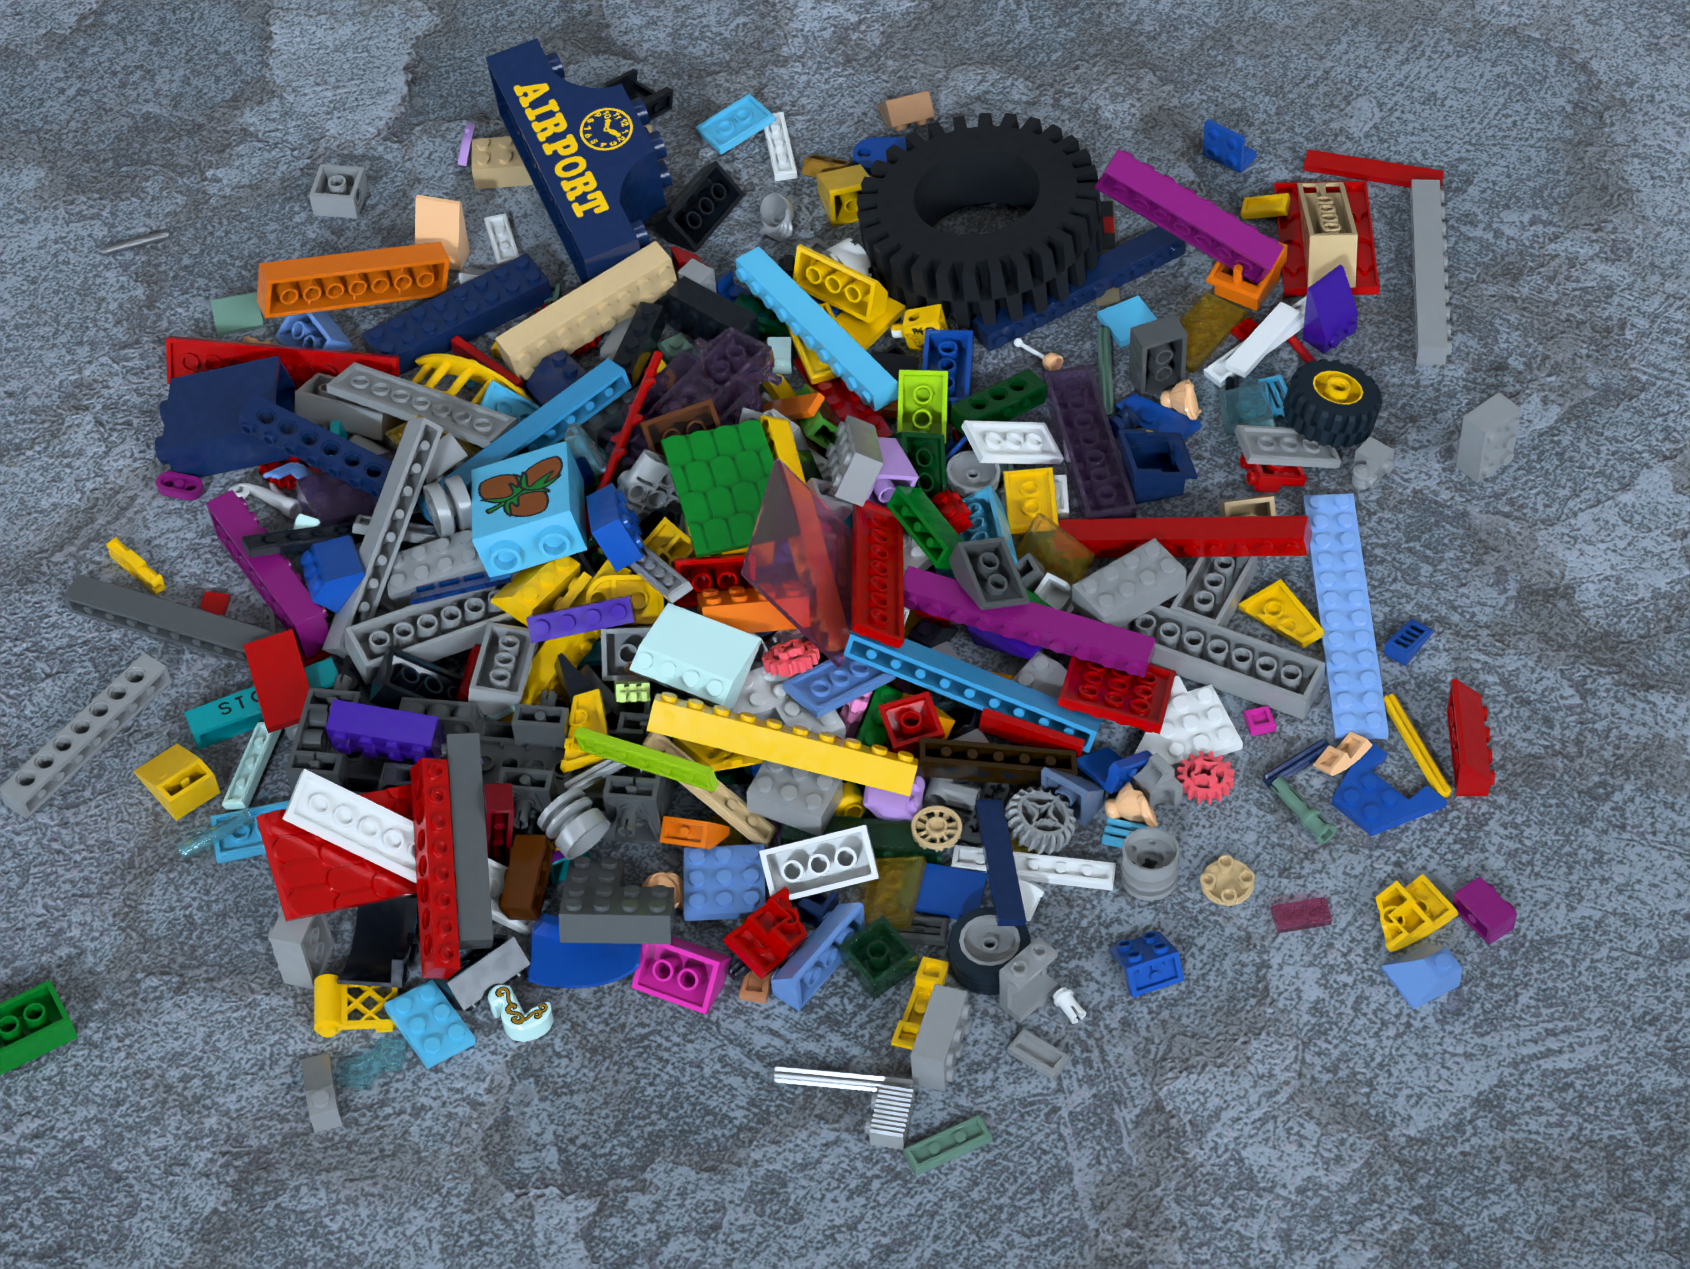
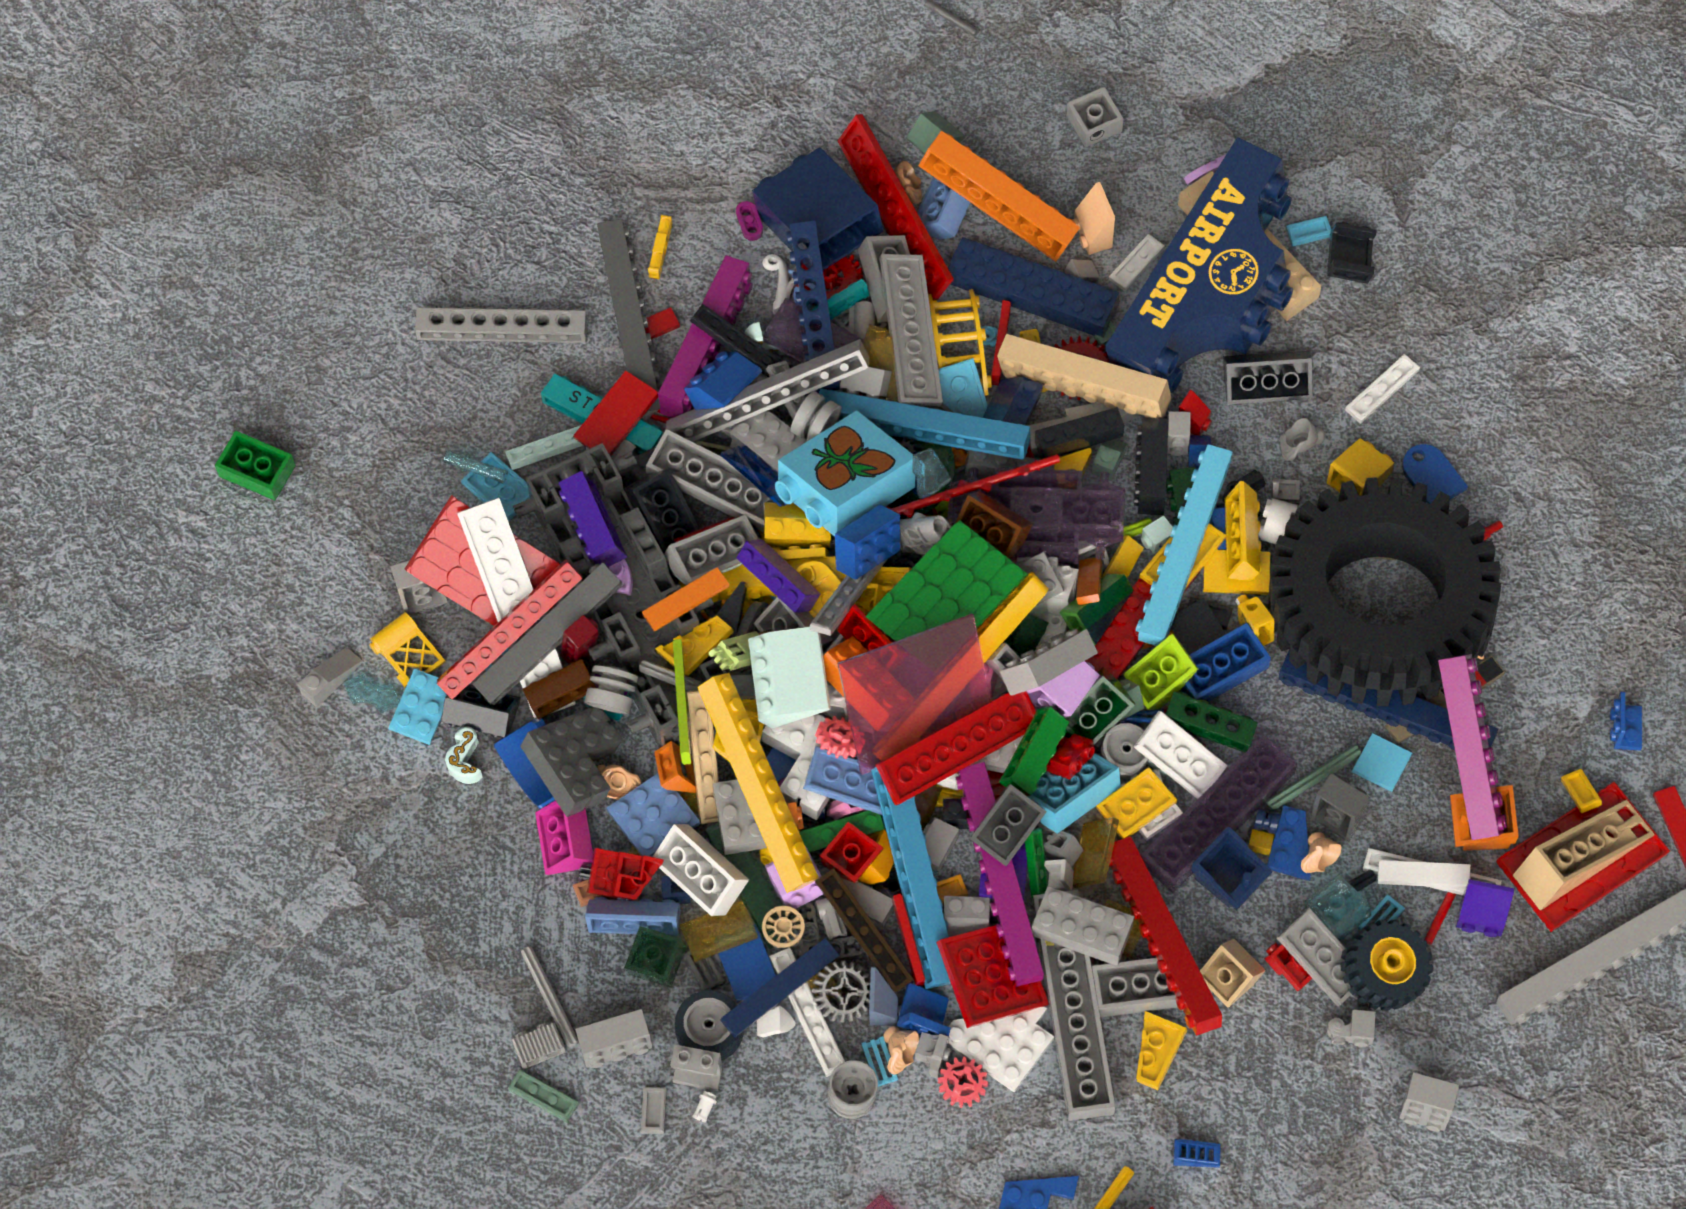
camera: 55 degrees right, 15 degrees up
(178, 780) = (502, 409): yellow slope -> none
(383, 943) = (448, 638): black panel -> none
(538, 704) = (685, 599): none -> orange tile
(735, 124) = (1379, 341): medium azure tile -> none
(817, 164) = (1385, 436): pearl gold slope -> none
(907, 110) = (1487, 456): medium nougat slope -> none
(929, 973) = (653, 1007): yellow slope -> none
(1050, 361) = (1295, 731): light nougat hinge -> none
(1148, 962) = (774, 1136): blue bracket -> none
(1208, 327) = (1408, 822): clear yellow tile -> none
(1227, 881) = (881, 1151): tan dish -> none
(1244, 329) = (1436, 854): red tile -> none
(1259, 720) = (1046, 1089): dark pink tile -> none
(1296, 762) = (1023, 1138): dark blue axle -> none
(1309, 817) = (976, 1176): sand green pin -> none
(1345, 617) = (1191, 1093): light blue plate -> none
(1348, 752) = (1044, 1166): light nougat slope -> none

